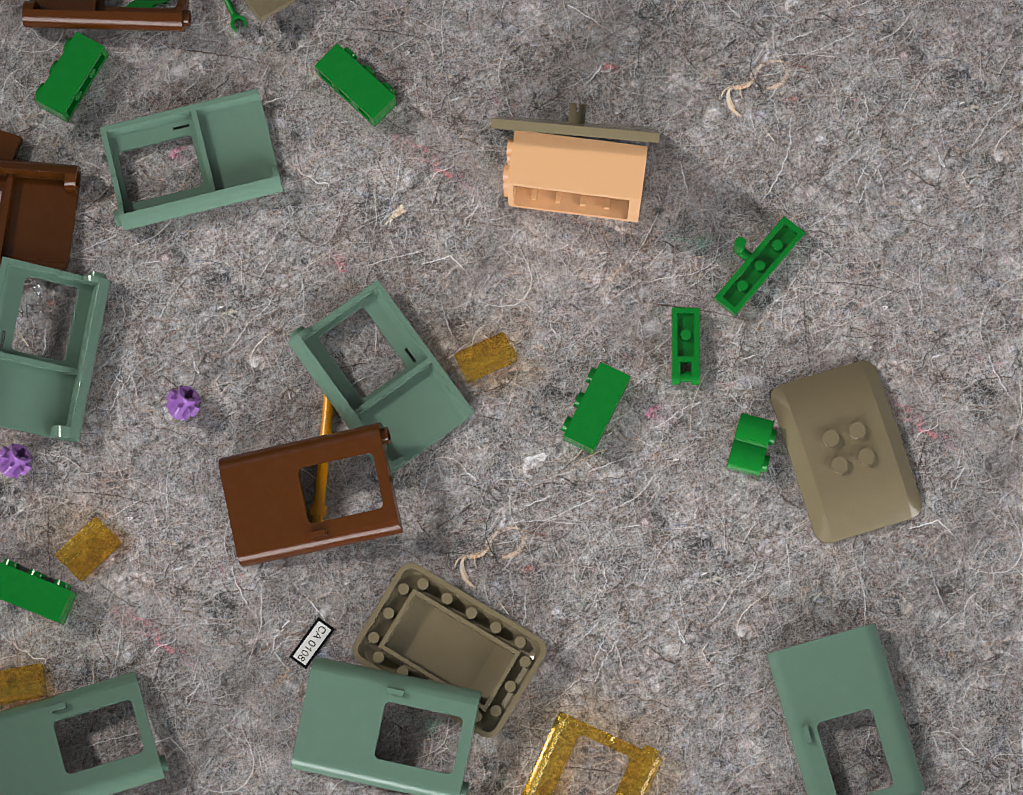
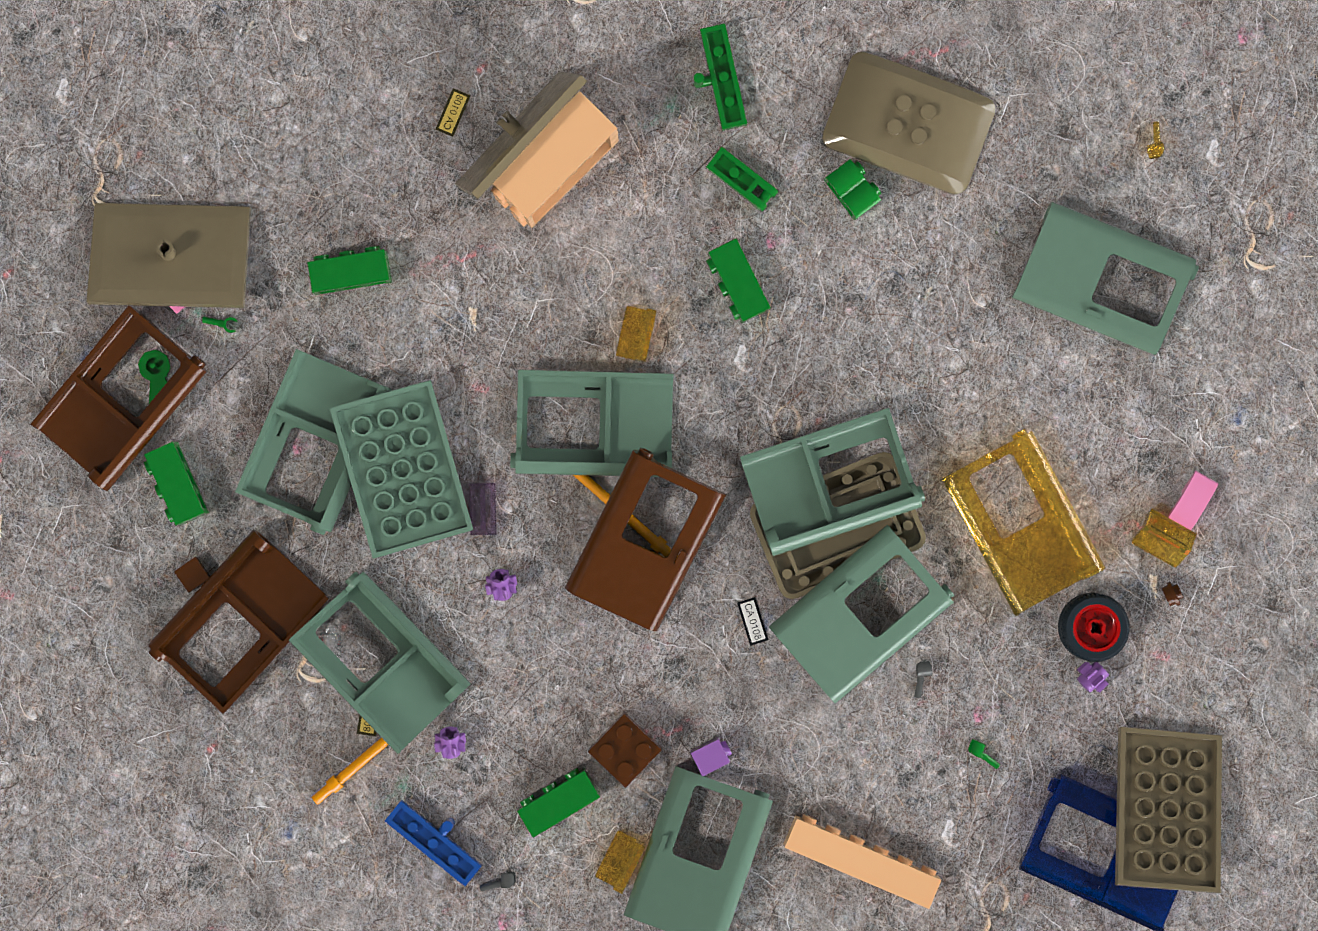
camera: 60 degrees left, 10 degrees up
(88, 549) = (559, 735): clear yellow panel -> none
(116, 614) = (625, 749): none -> reddish brown brick
(165, 693) = (711, 755): none -> medium lavender brick
(220, 246) = (401, 469): none -> sand green piece
(230, 334) = (472, 486): none -> clear purple tile
(447, 590) = (794, 495): none -> sand green piece
(555, 71) = (452, 112): none -> clear yellow sticker
(993, 681) = (1155, 150): none -> clear yellow hand

